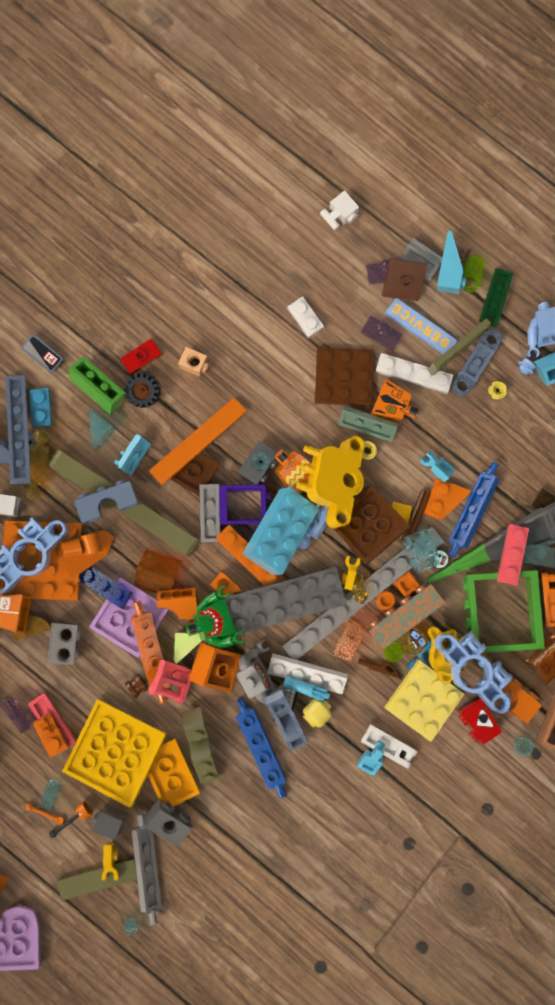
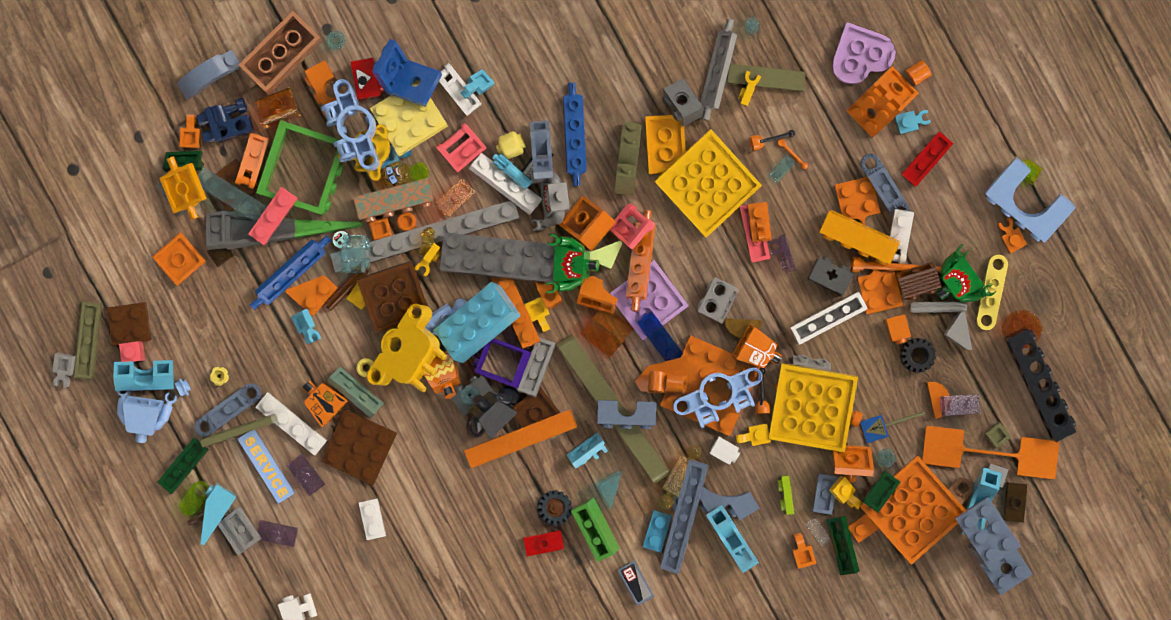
camera: 160 degrees left, 5 degrees up
(109, 822) = (734, 124): dark grey brick -> none
(136, 686) = (665, 235): reddish brown wheel -> none
(187, 356) = (495, 525): light nougat brick -> none
(229, 566) = (537, 311): none -> yellow plate
(233, 454) = (492, 412): none -> black torso
(357, 688) = (465, 152): none -> coral plate
(380, 668) = (435, 161): reddish brown hand -> none
(404, 279) = (264, 516): reddish brown plate -> none
(451, 738) = (398, 74): none -> blue bracket

